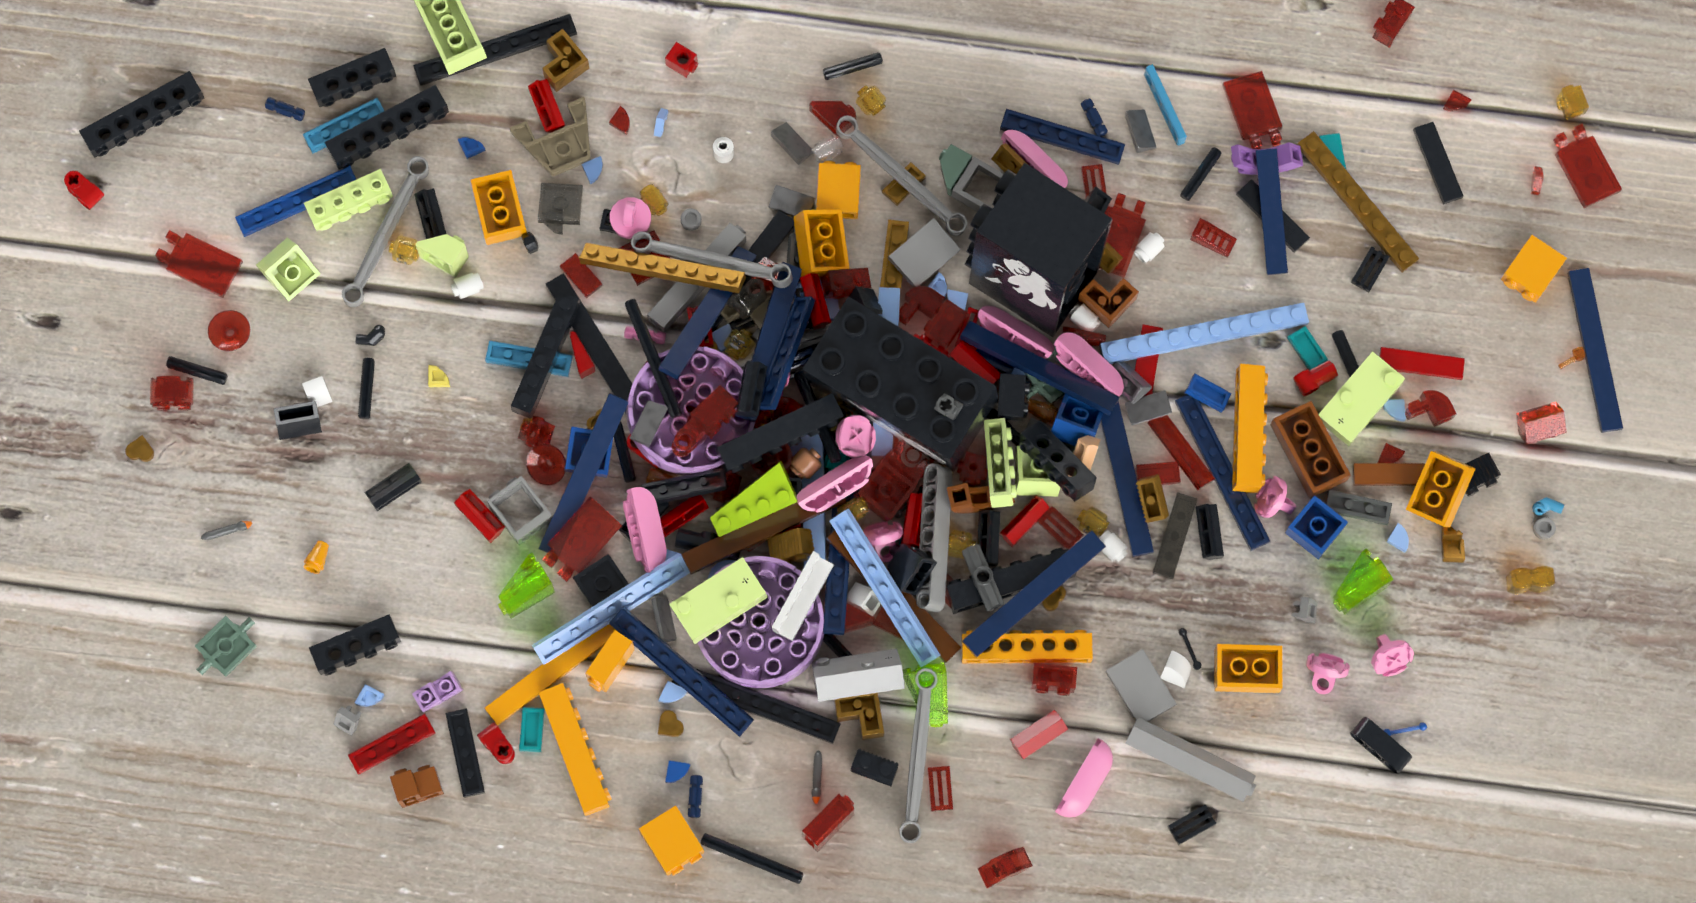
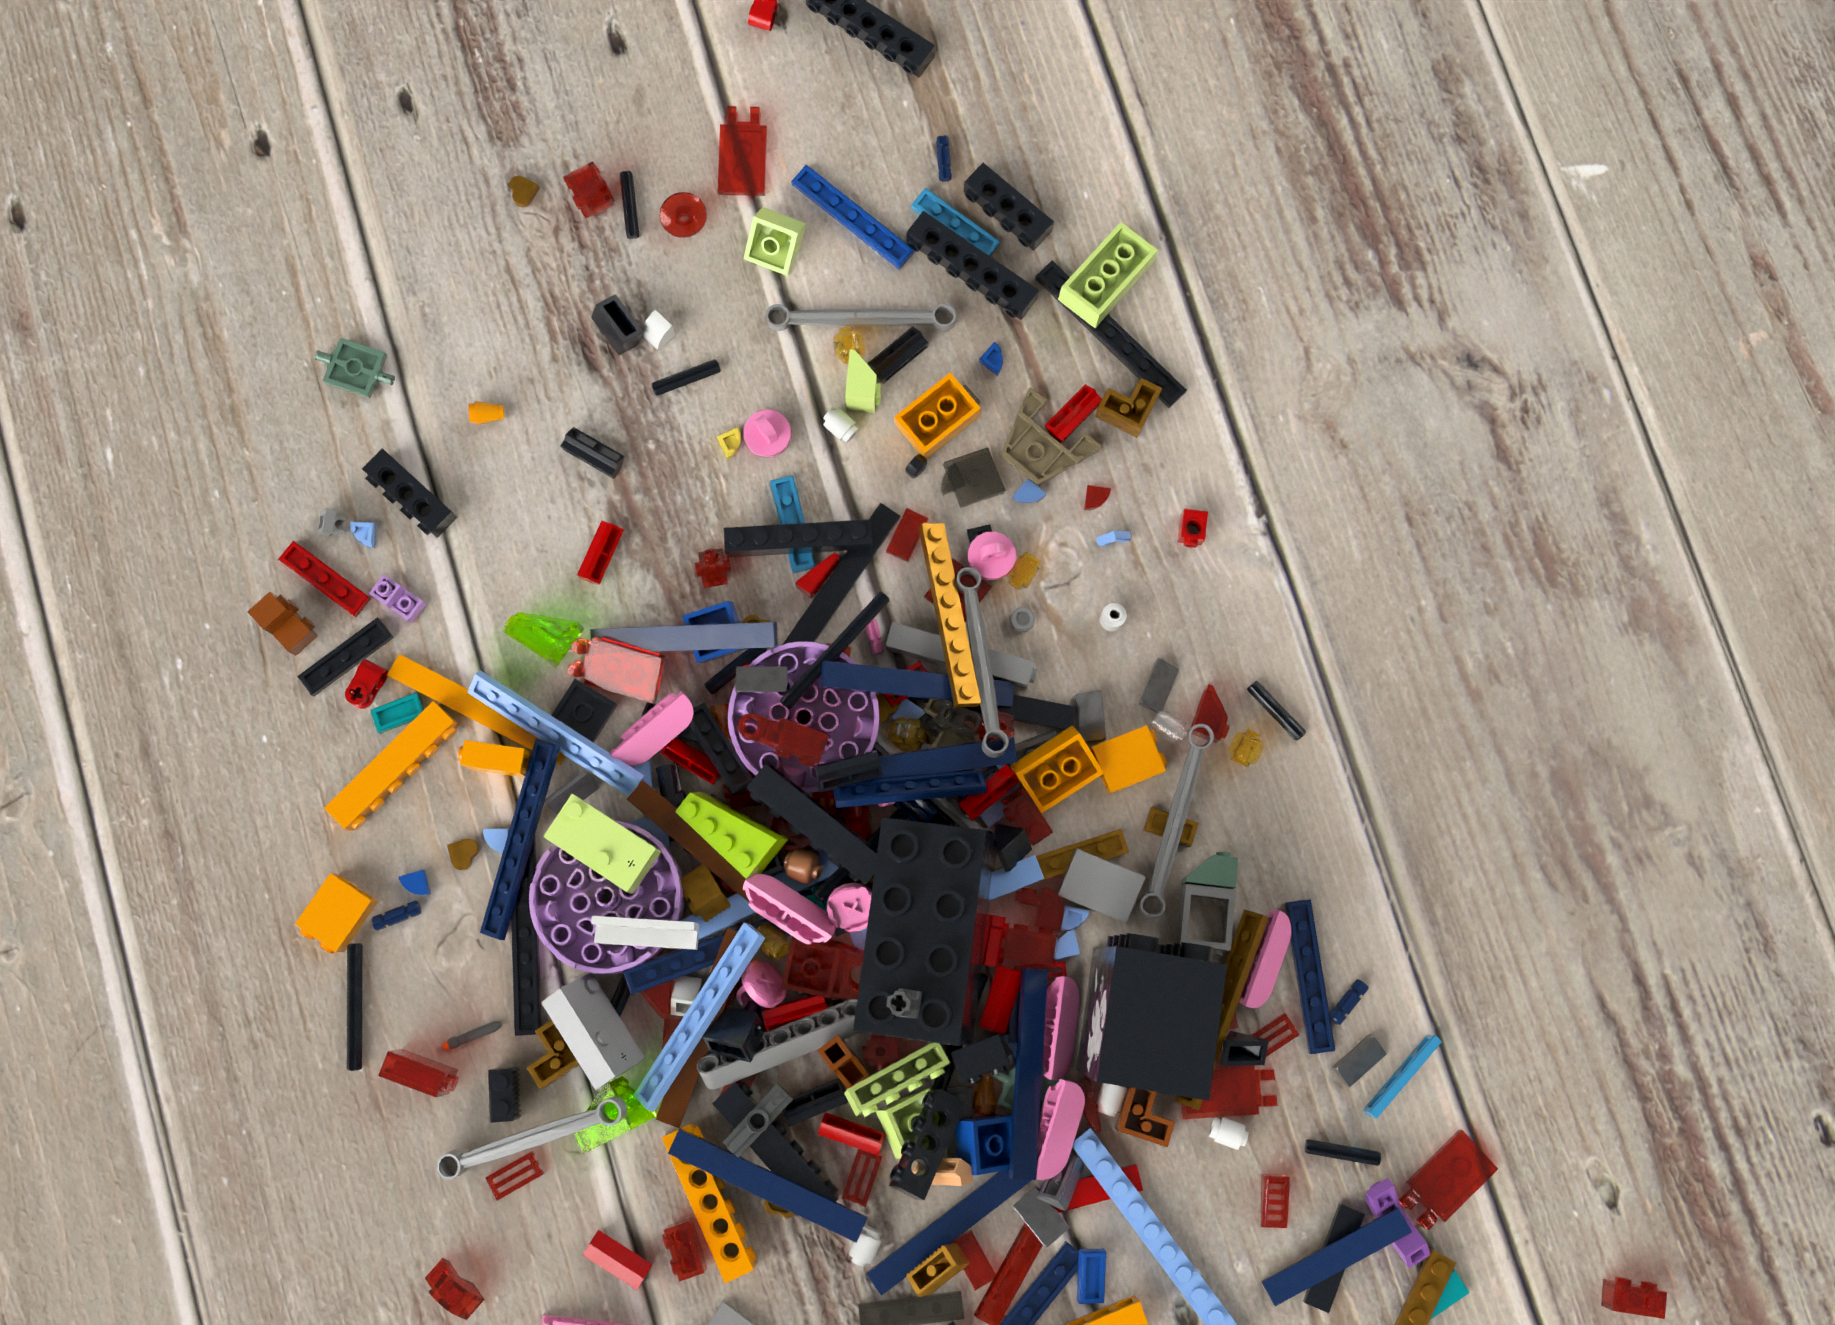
camera: 65 degrees right, 5 degrees up
(241, 526) = (487, 324): dark grey piece -> none
(348, 200) = (875, 265): yellowish green brick -> none
(372, 338) = (742, 358): black arm -> none
(444, 345) = (767, 433): none -> bright pink tile
(531, 527) = (594, 601): light grey window -> none
(539, 469) = (684, 594): clear red dish -> none
(958, 542) = (793, 1074): clear yellow head -> none
(1093, 520) = (883, 1211): clear yellow head -> none

